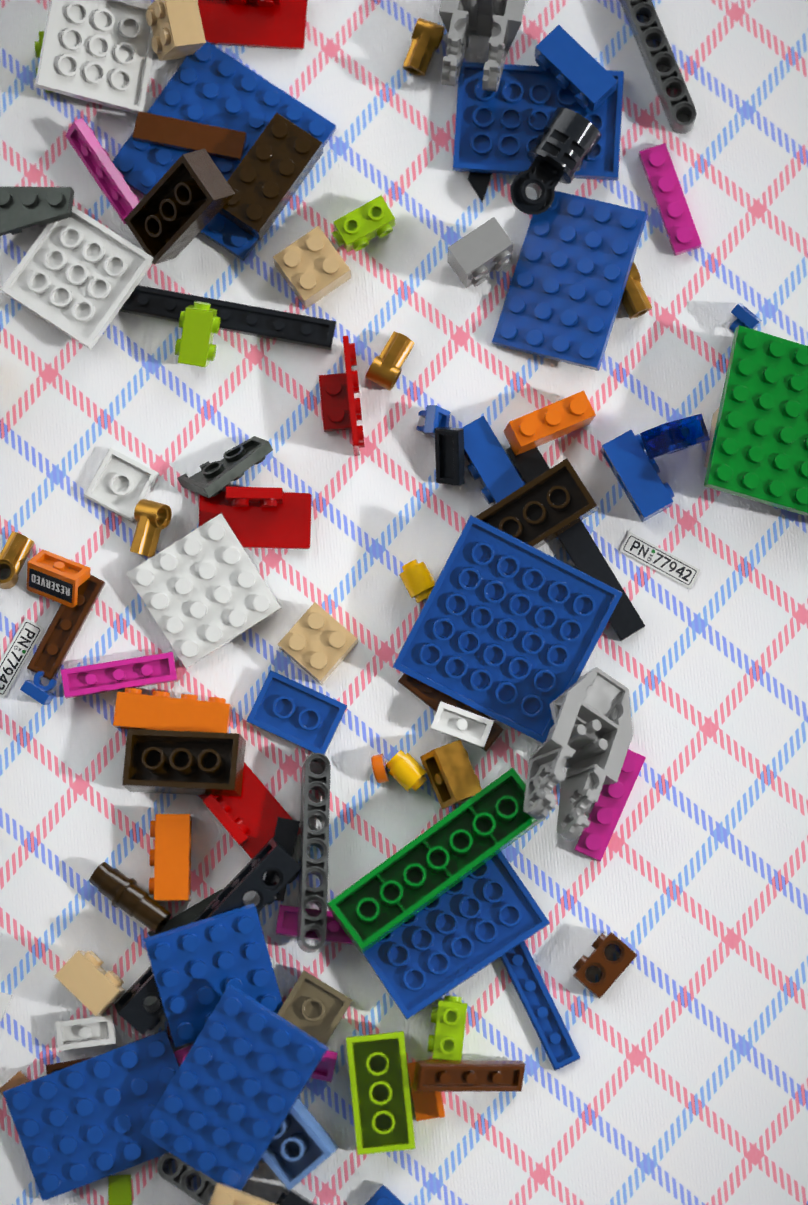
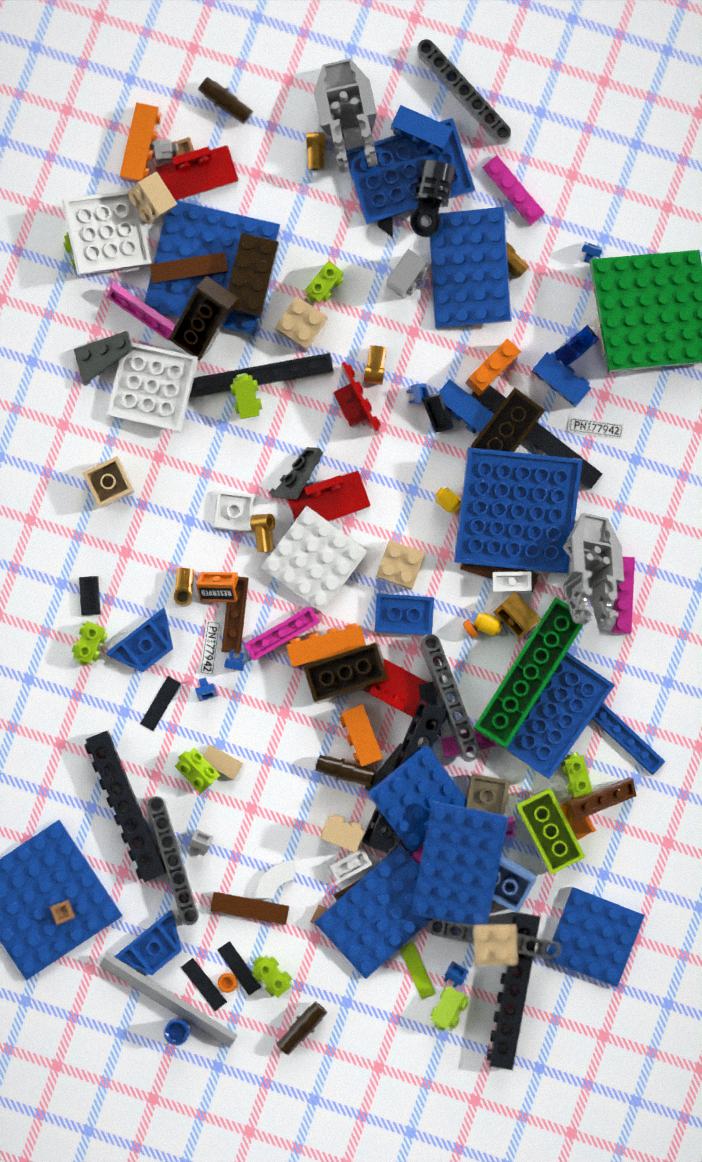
camera: 25 degrees left, 5 degrees up
(609, 969) = (662, 699): reddish brown brick -> none

